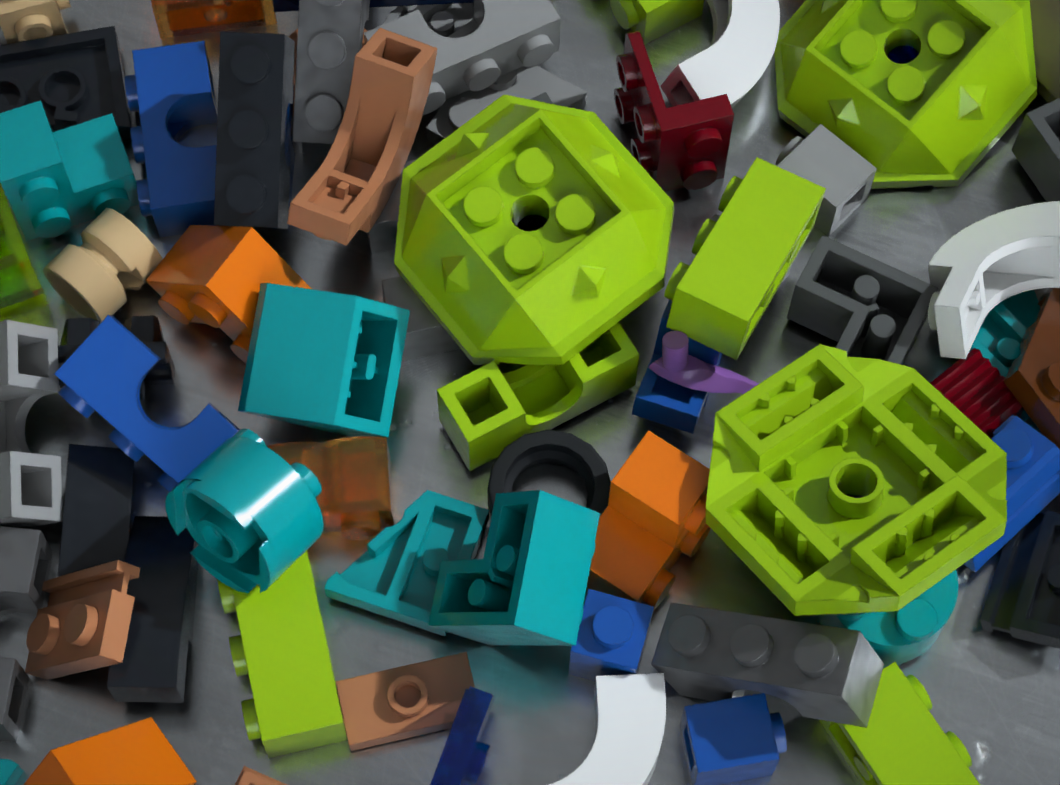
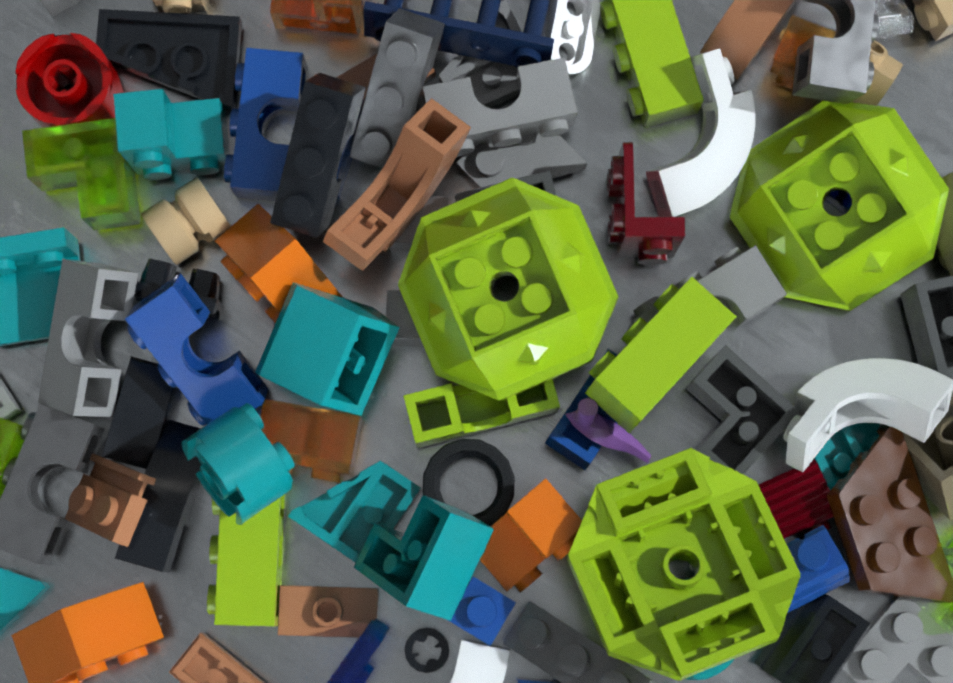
camera: 15 degrees right, 15 degrees up
(566, 731) = (432, 664): none -> black bush

